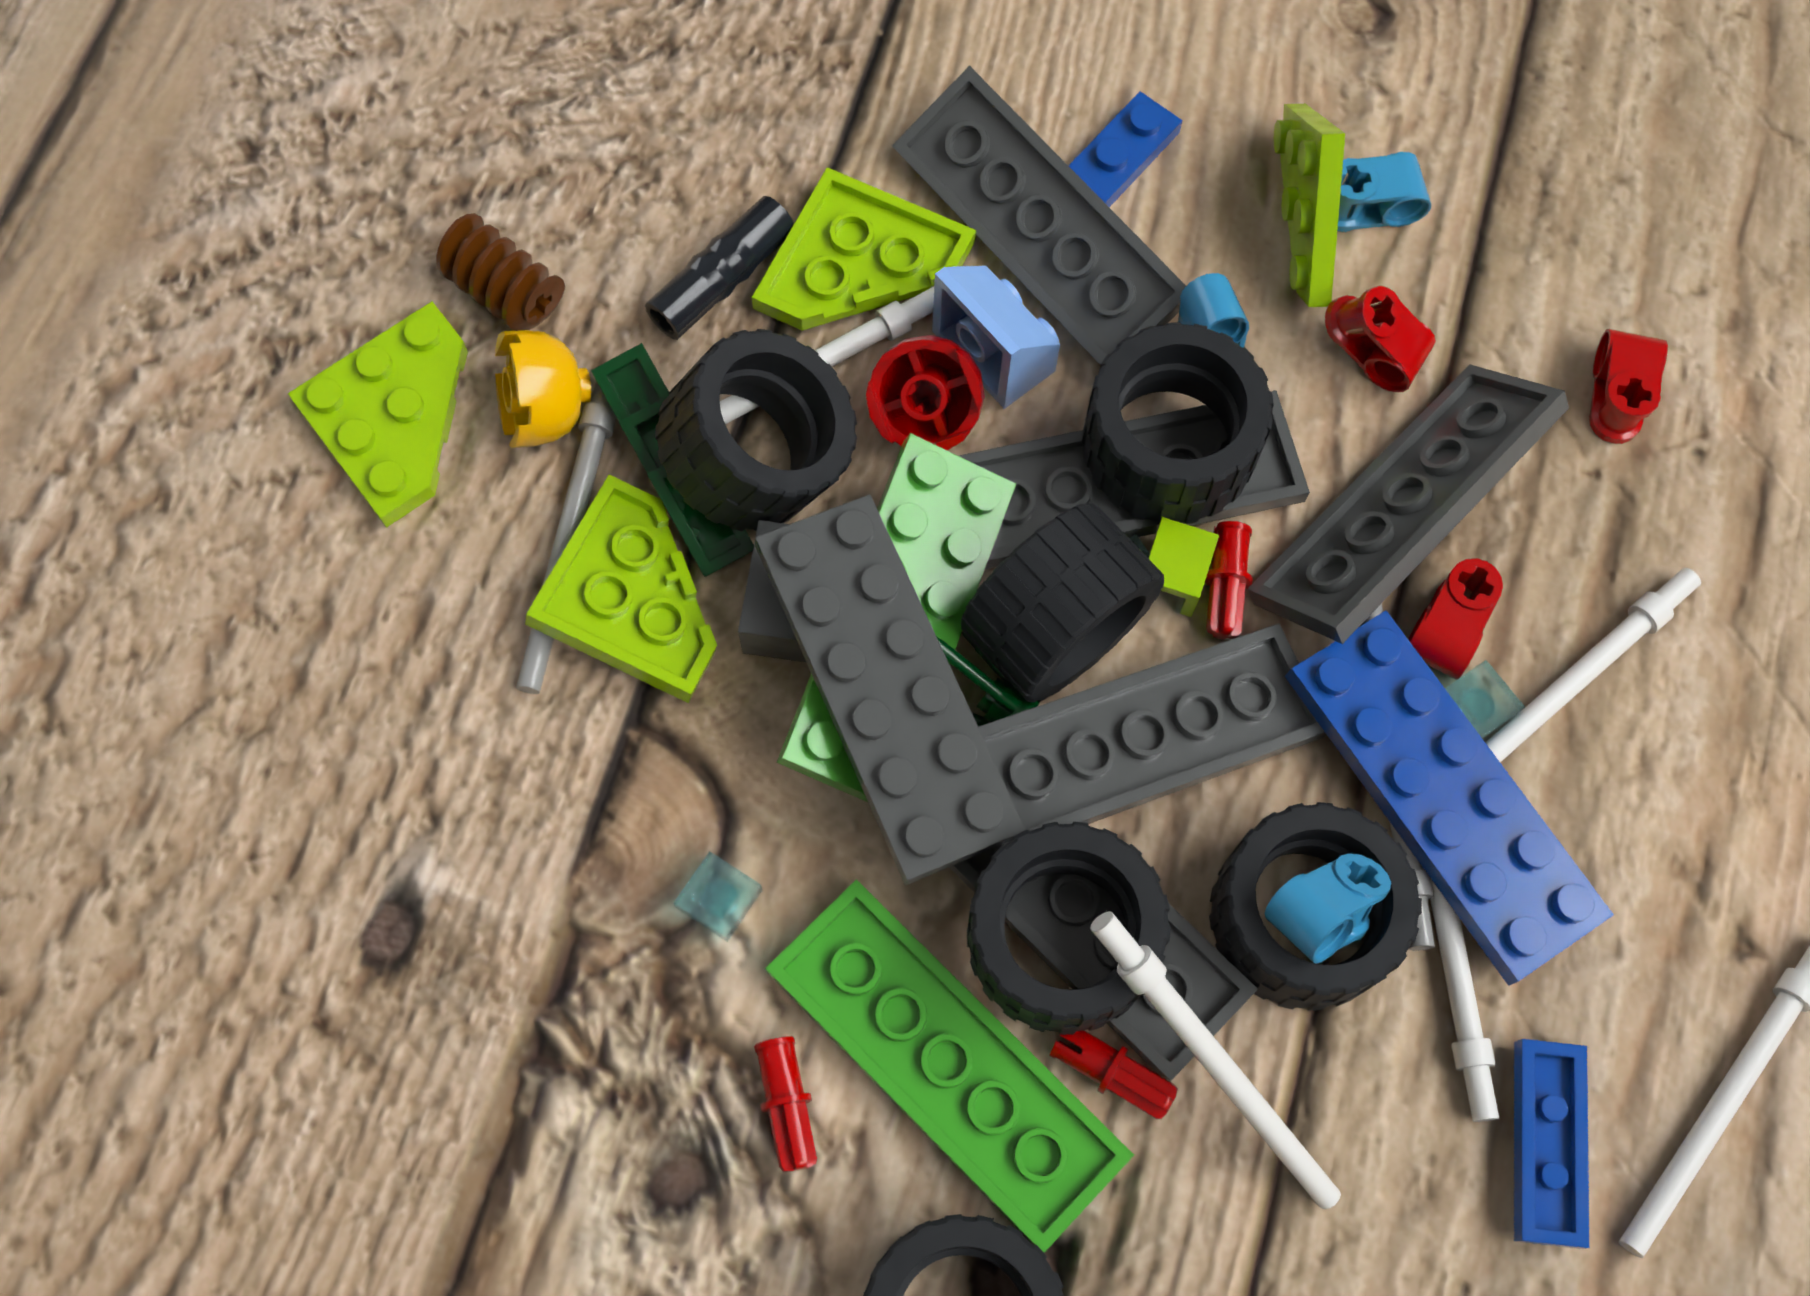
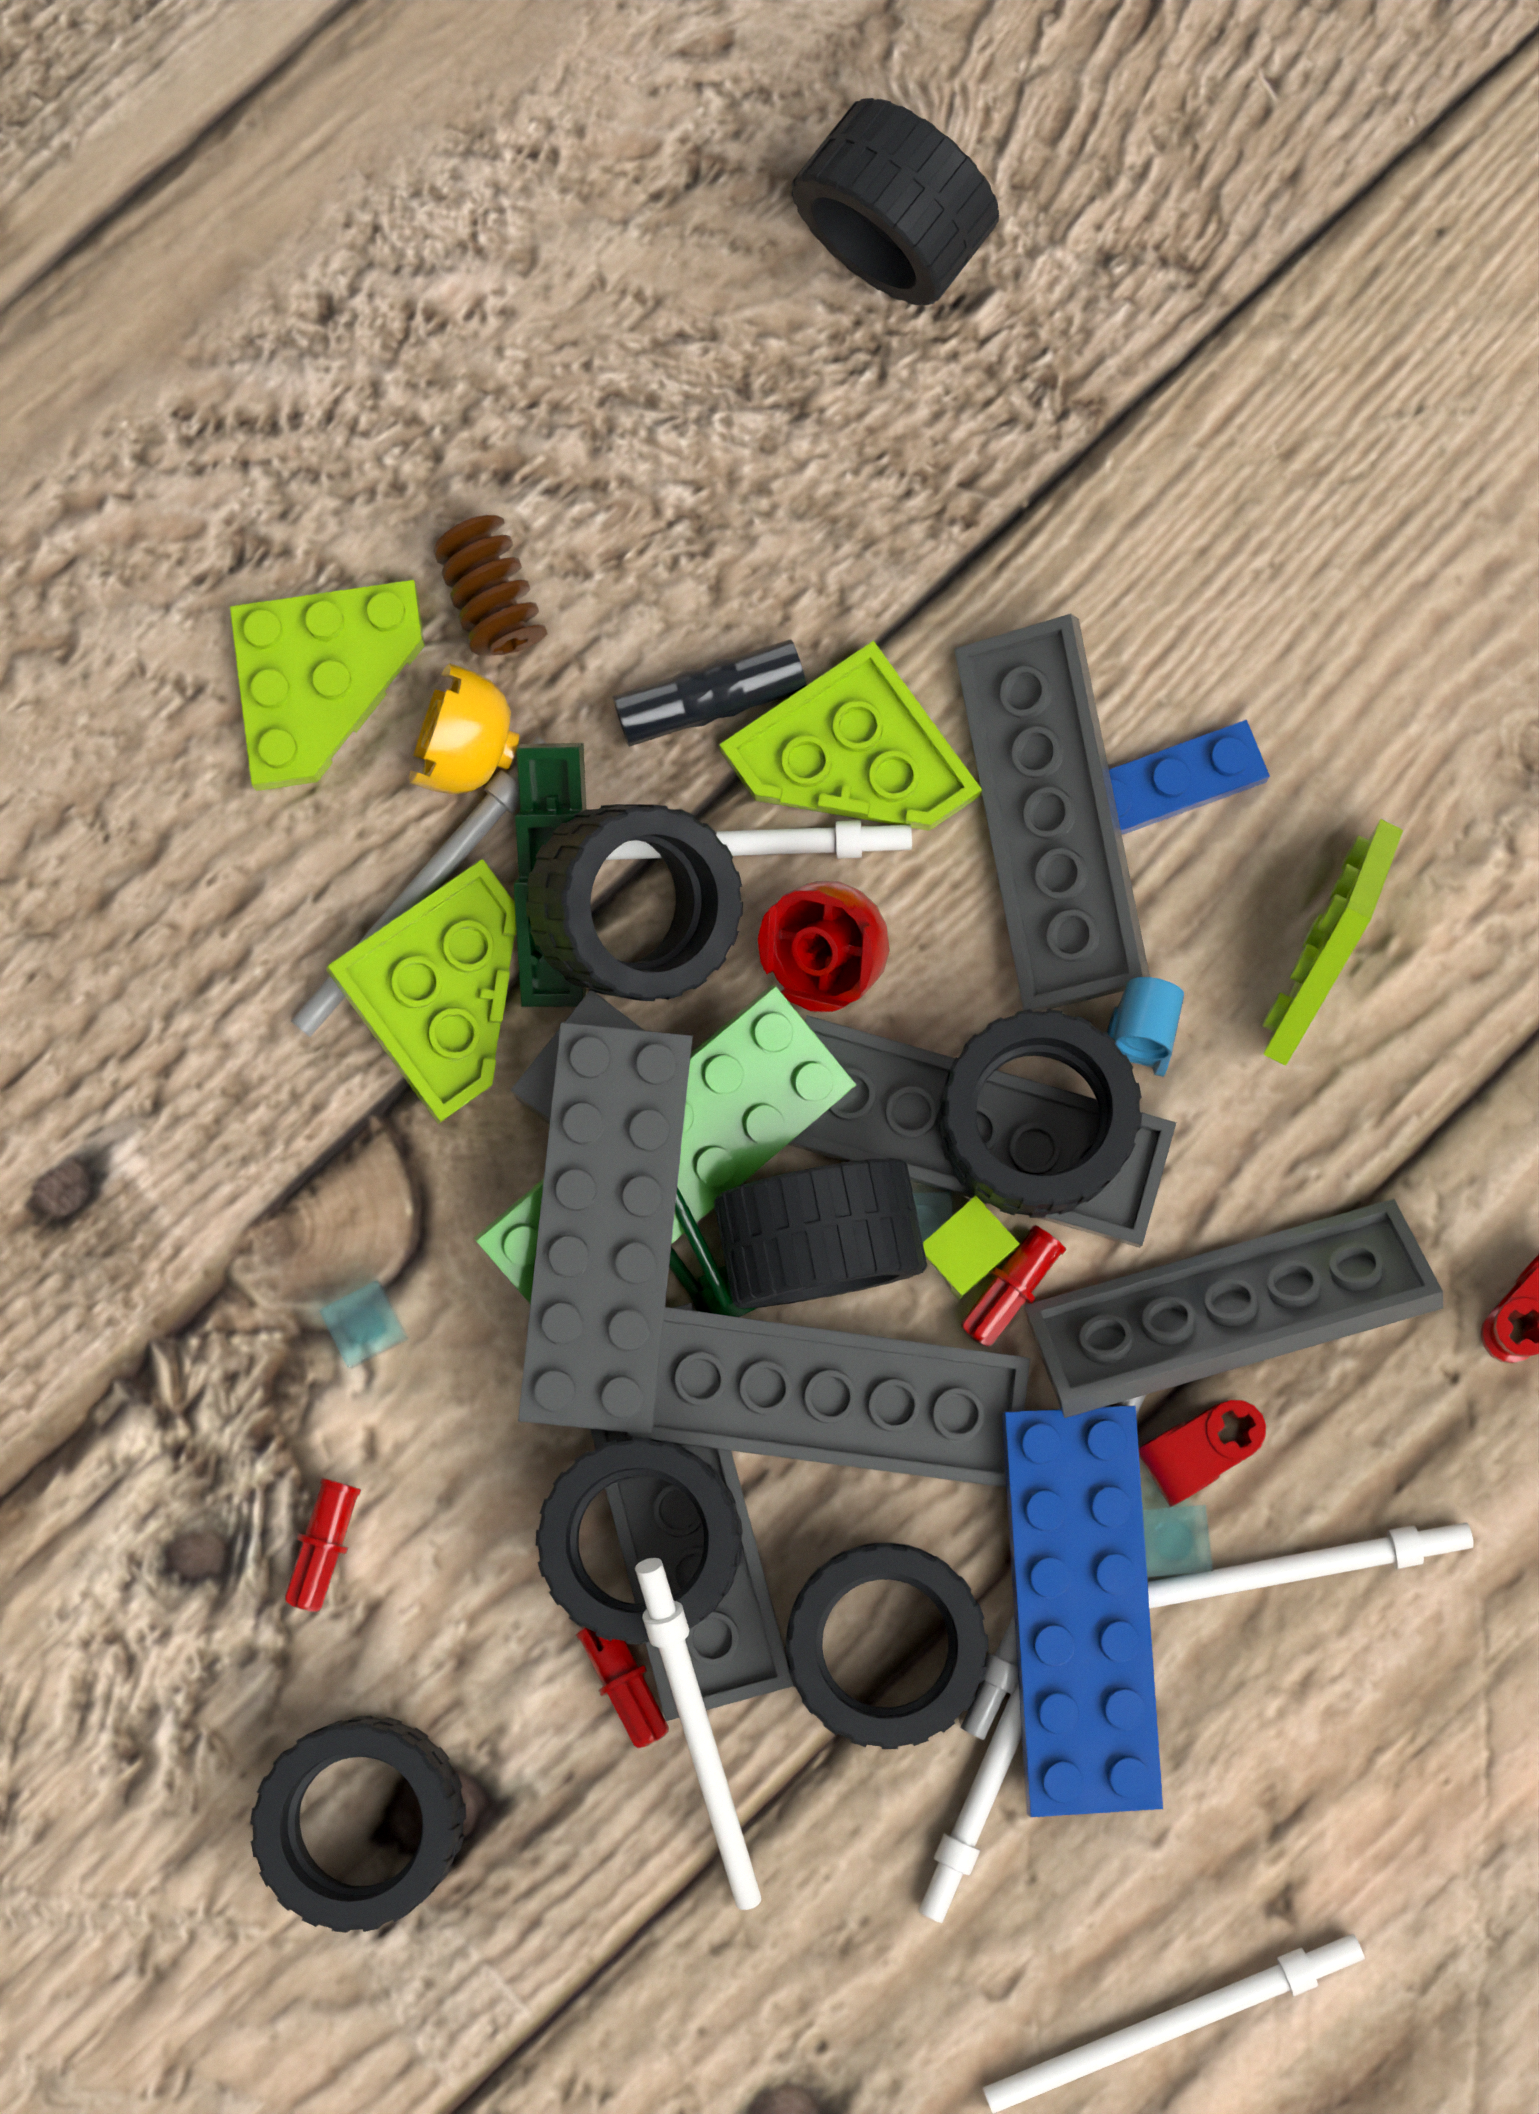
camera: 35 degrees right, 10 degrees up
(950, 1065) = (481, 1591): bright green plate -> none
(995, 329) = (935, 910): light blue slope -> none
(1329, 905) = (882, 1658): dark azure piece -> none
(1382, 192) = (1426, 965): dark azure piece -> none
(1386, 337) = (1315, 1124): red piece -> none
(1551, 1144) = (973, 1971): blue plate -> none

